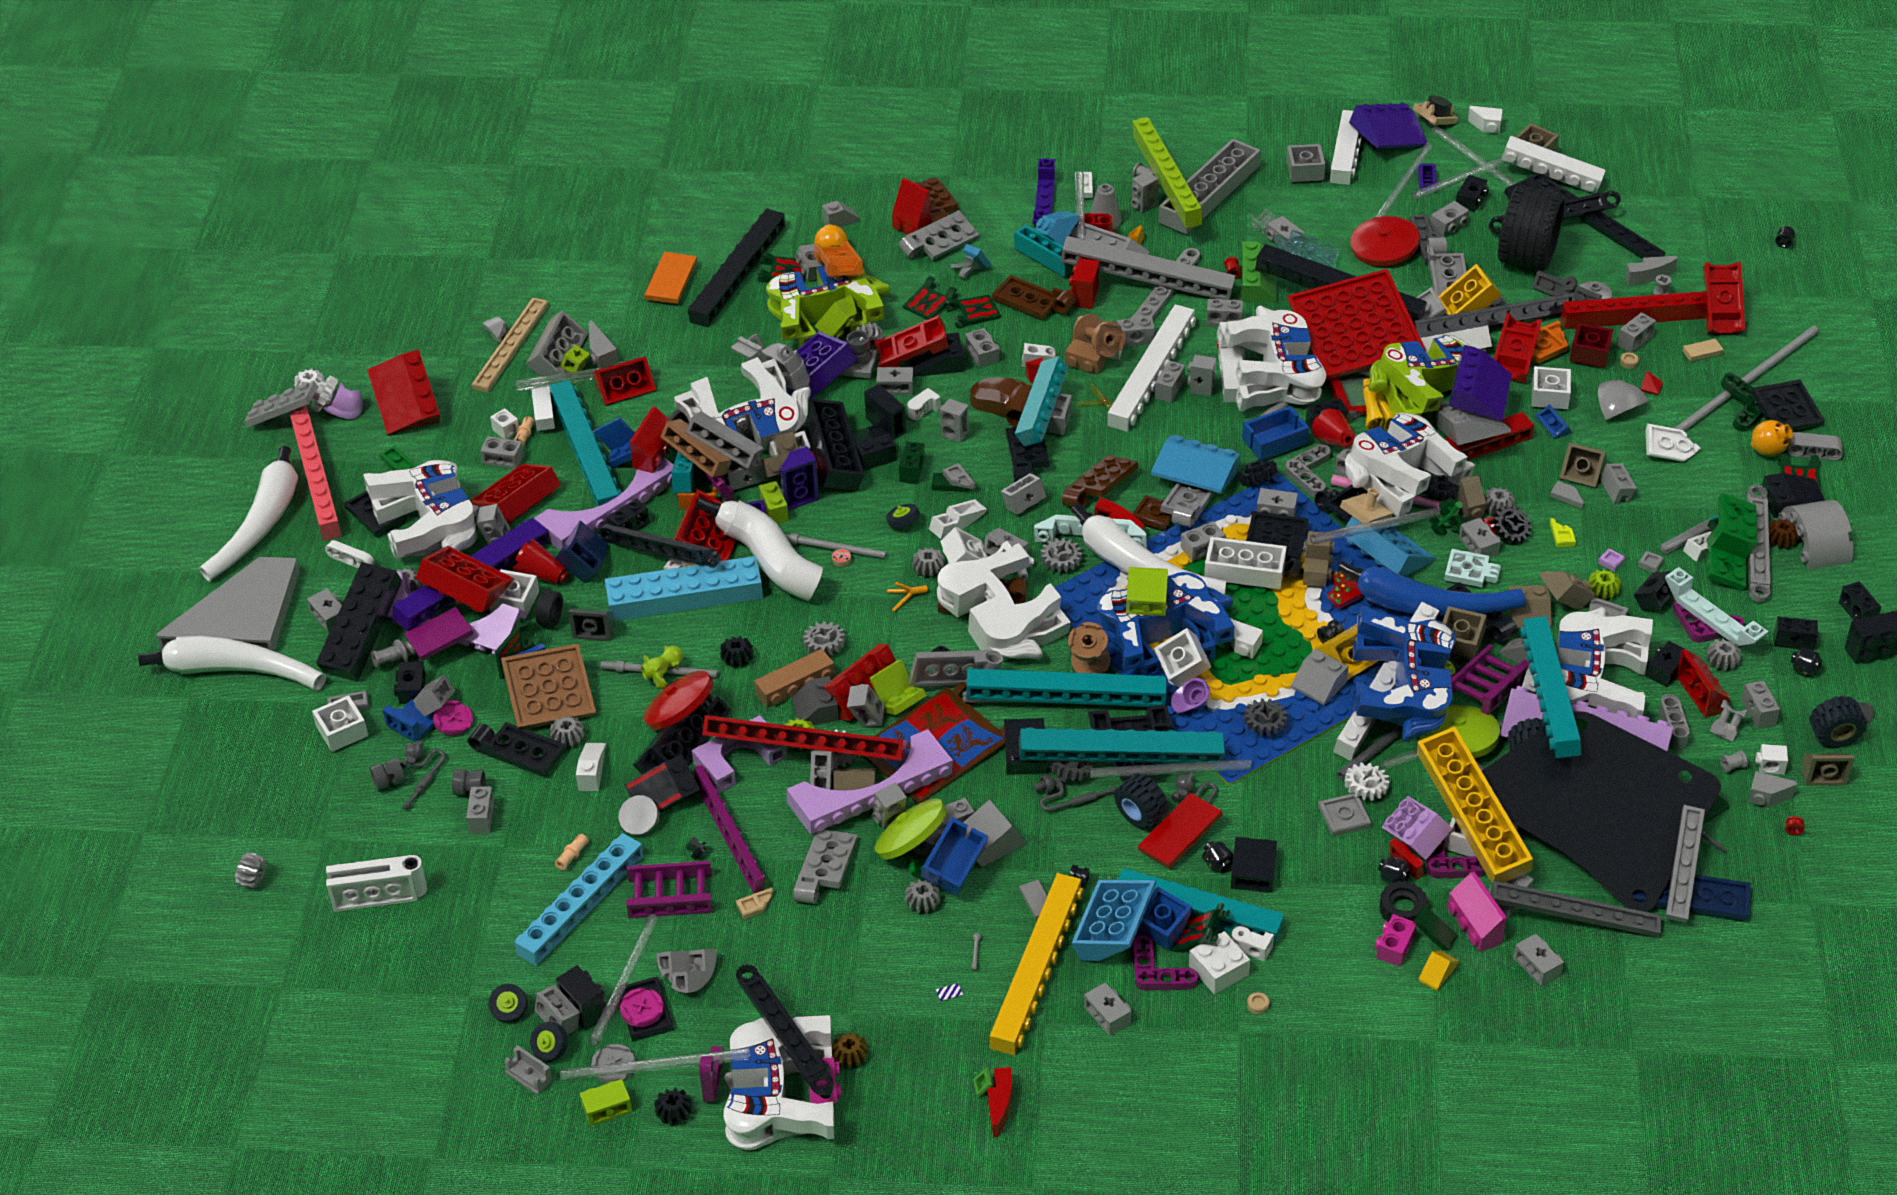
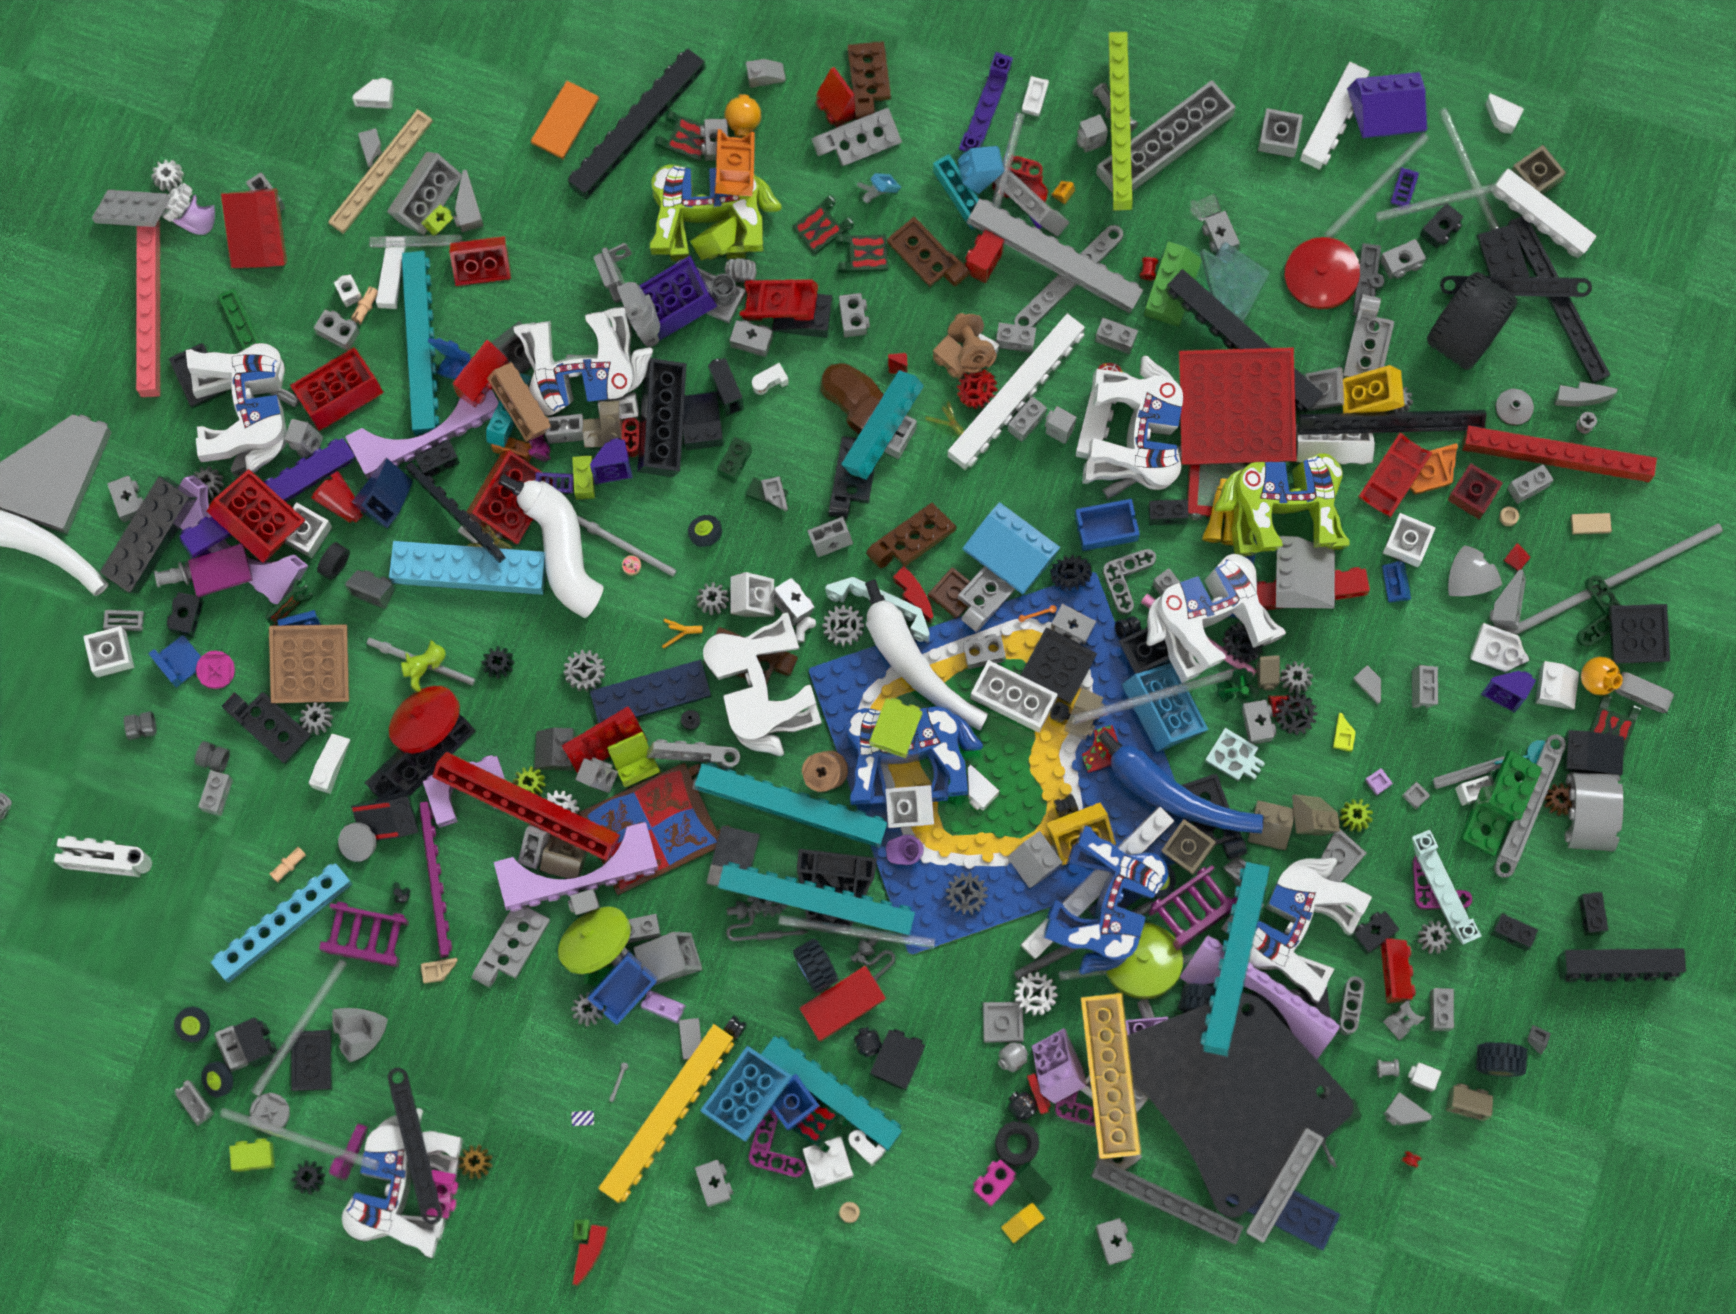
camera: 15 degrees right, 30 degrees up
(271, 500) = (96, 341): white animal -> none
(348, 554) = (161, 430): white beam -> none
(413, 753) = (169, 704): dark grey piece -> none
(433, 695) = (200, 645): light grey brick -> none
(490, 294) = (375, 94): none -> white slope
(641, 1007) = (307, 1063): dark pink tile -> none
(724, 439) = (547, 402): light grey brick -> none
(791, 678) = (543, 713): medium nougat brick -> none
(903, 639) = (653, 691): none -> dark blue plate
(954, 420) = (791, 418): light grey brick -> none
(957, 516) = (758, 546): white slope -> none
(998, 880) = (663, 1006): none -> lavender hinge
(1035, 351) = (907, 342): white leg -> none
(1106, 202) = (1043, 149): light grey cone -> none
(1115, 370) = (977, 388): none -> red gear
(1252, 502) = (1052, 609): none -> orange hinge
(1333, 429) = (1165, 543): red cone -> none
(1365, 507) = (1152, 669): tan tile -> none
(1367, 835) = (1012, 1057): none -> light grey head
(1436, 111) = (1451, 90): tan piece -> none
(1477, 913) = (1075, 1179): dark pink slope -> none
(1480, 384) = (1326, 540): dark purple slope -> none
(1557, 286) = (1483, 400): dark grey hinge -> none
(1583, 464) = (1400, 651): dark tan slope -> none
(1653, 591) = (1398, 842): black brick -> none
(1662, 410) = (1509, 604): none -> light grey slope
(1694, 459) = (1509, 689): none -> dark purple slope
(1724, 298) = (1636, 470): red piece -> none
(1733, 458) = (1557, 685): none -> white slope
(1806, 661) = (1509, 970): black head -> none

